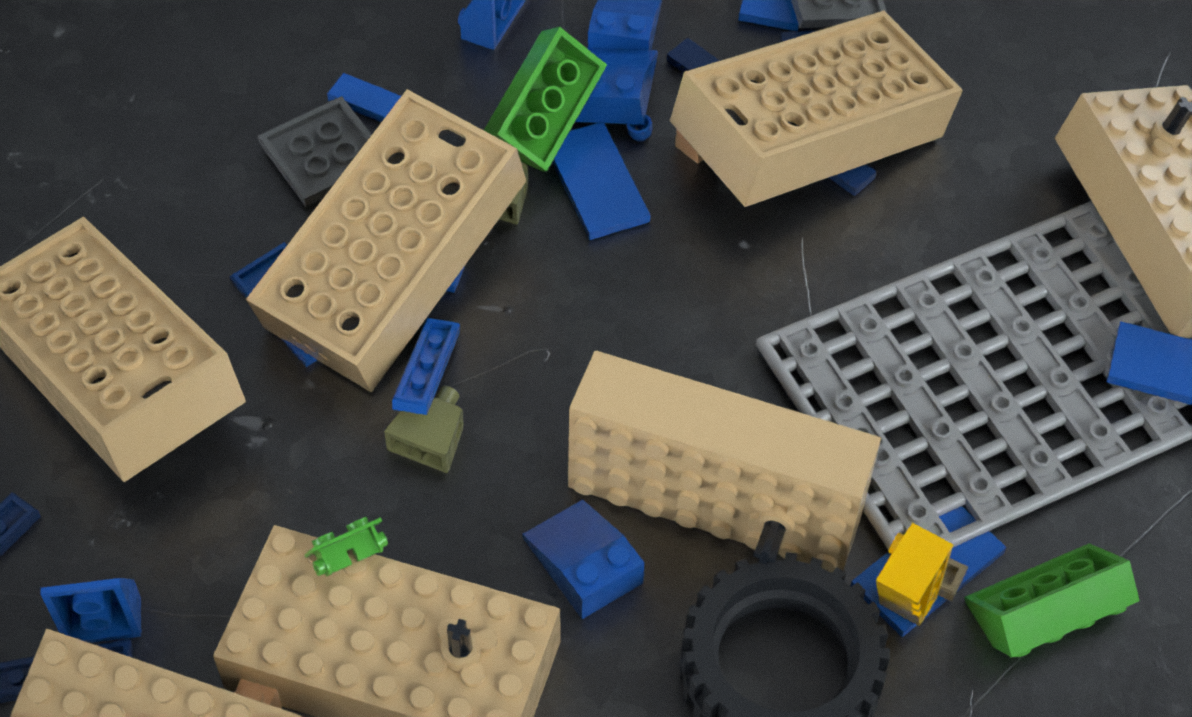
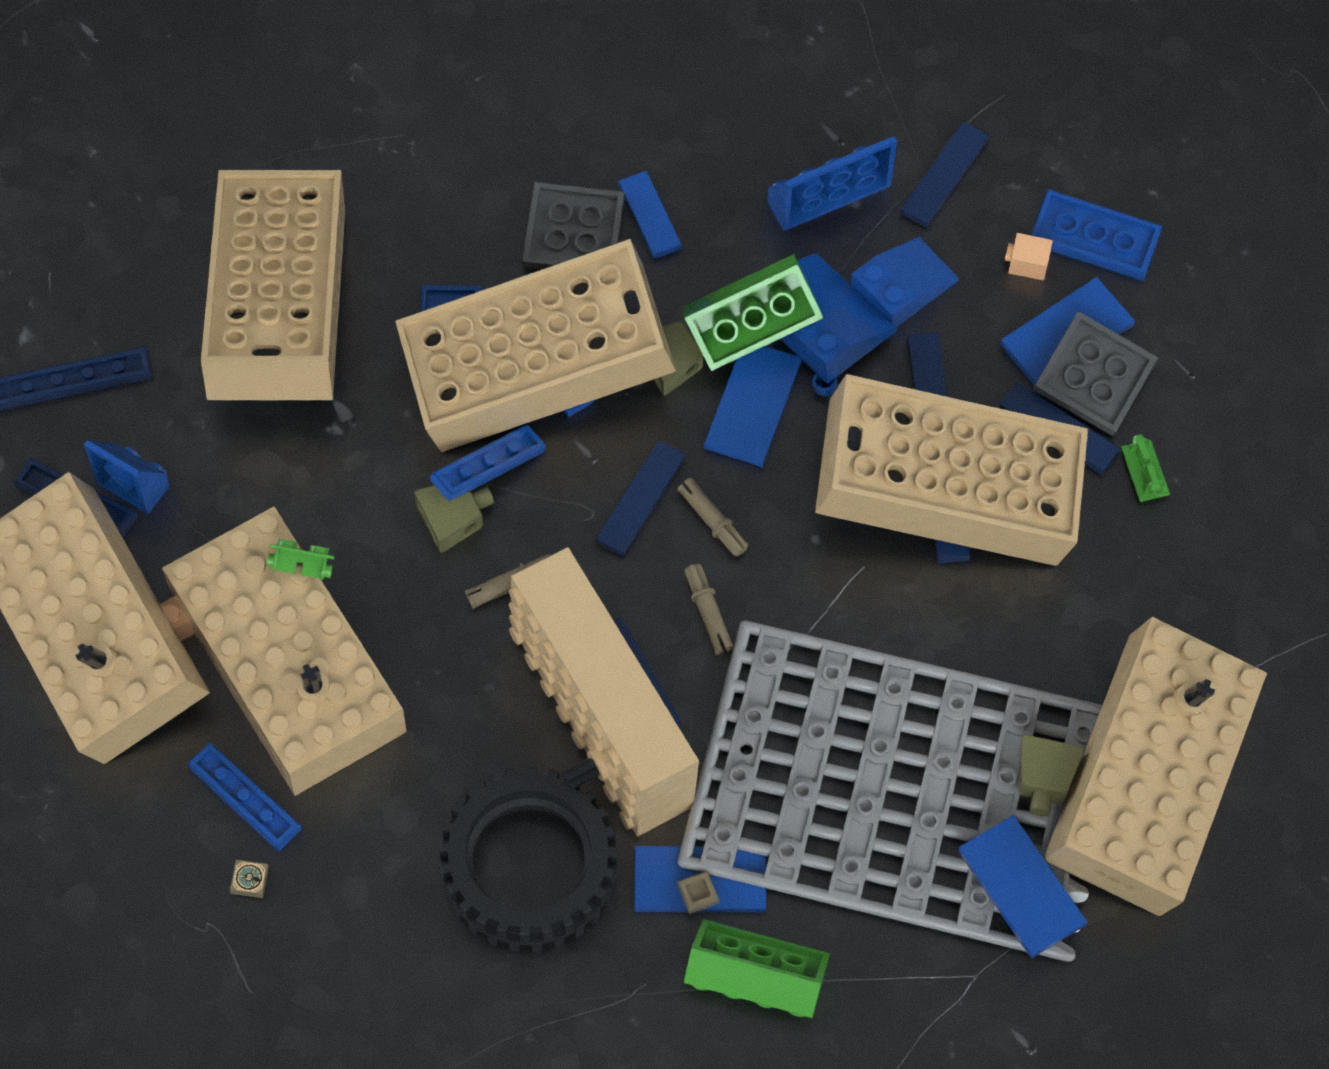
camera: 40 degrees right, 10 degrees up
(539, 437) = (496, 586): none -> dark tan axle
(576, 307) = (640, 498): none -> dark blue tile
(586, 557) = (471, 686): blue slope -> none
(652, 281) = (719, 524): none -> dark tan axle
(719, 351) = (708, 608): none -> dark tan axle
(913, 573) = (648, 873): yellow wedge -> none
(938, 32) = (1145, 469): none -> bright green hinge
(1109, 271) = (1046, 771): none -> olive torso

